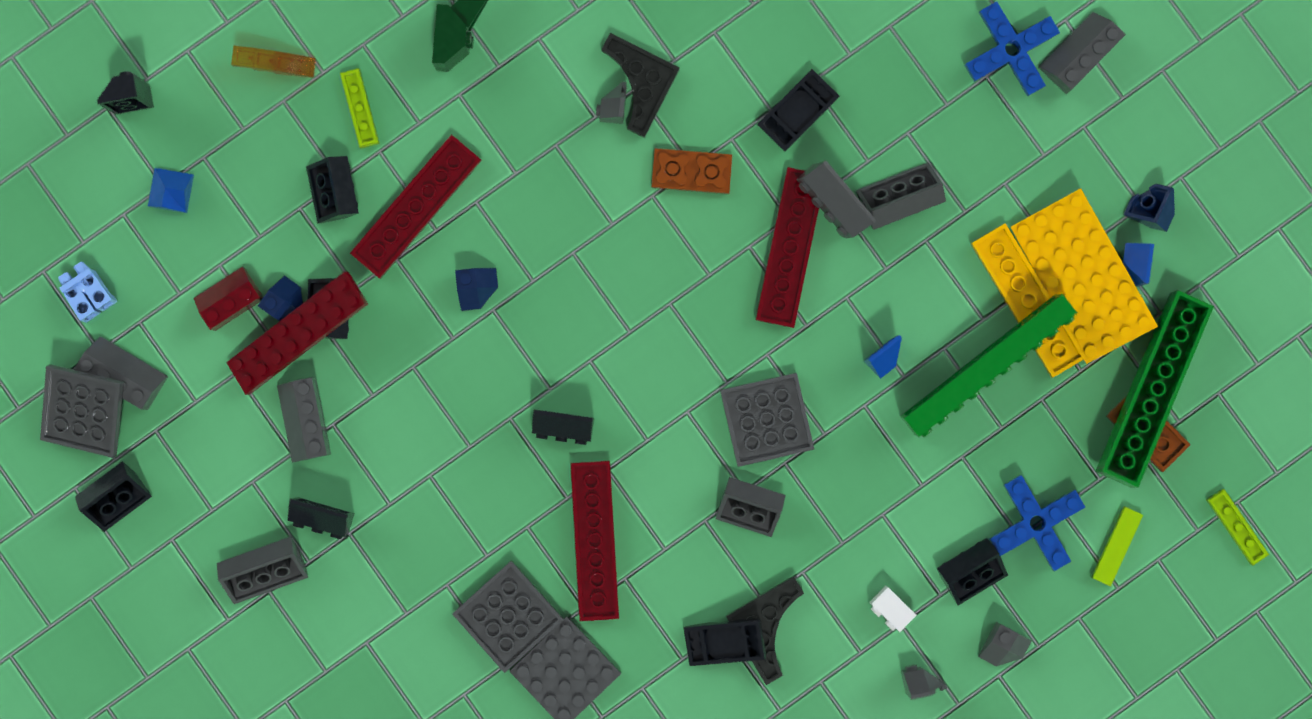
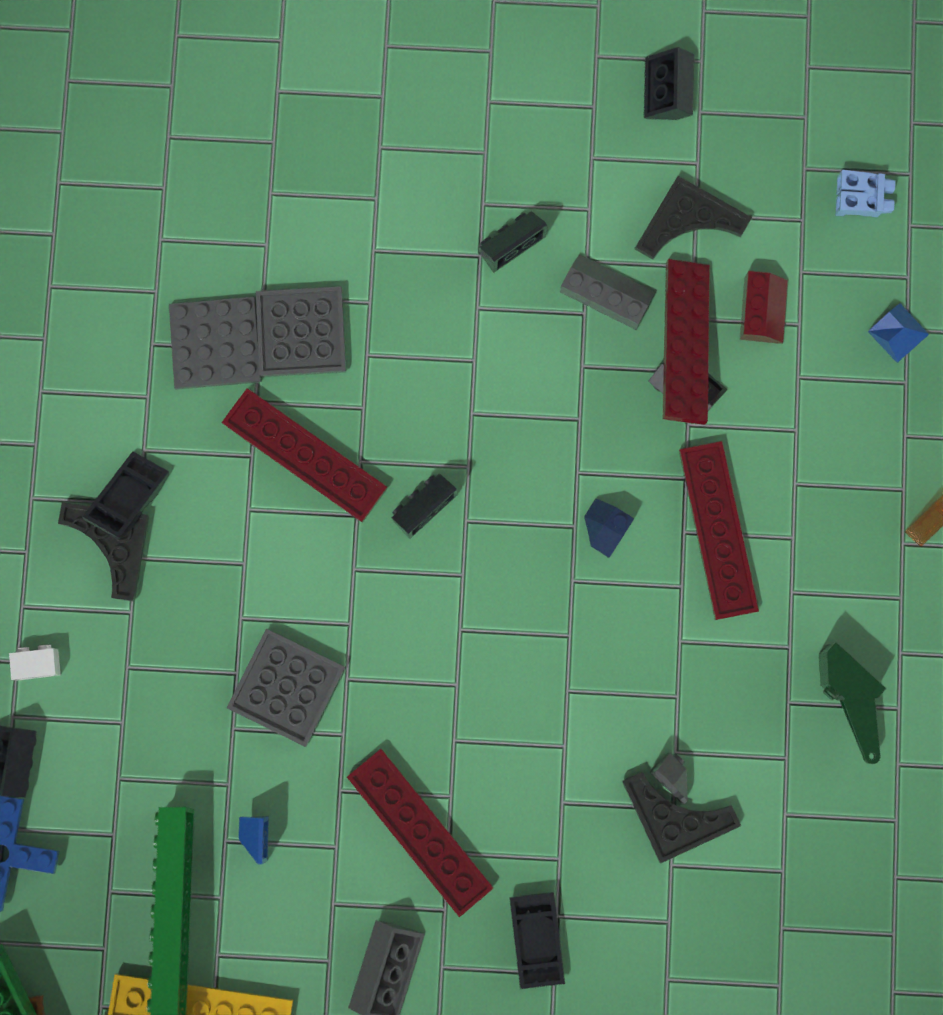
camera: 130 degrees right, 5 degrees down
(81, 410) = (762, 113): dark grey plate -> none
(110, 361) = (769, 171): dark grey slope -> none
(199, 411) = (687, 210): none -> pearl dark grey plate
(261, 570) = (507, 159): dark grey slope -> none
(282, 298) = (727, 353): dark blue slope -> none
(332, 189) = (790, 470): black slope -> none
(359, 108) = (845, 550): lime tile -> none
(692, 171) = (558, 799): dark orange piece -> none
(750, 507) = (222, 612): dark grey slope -> none
(835, 199) = (428, 906): dark grey slope -> none

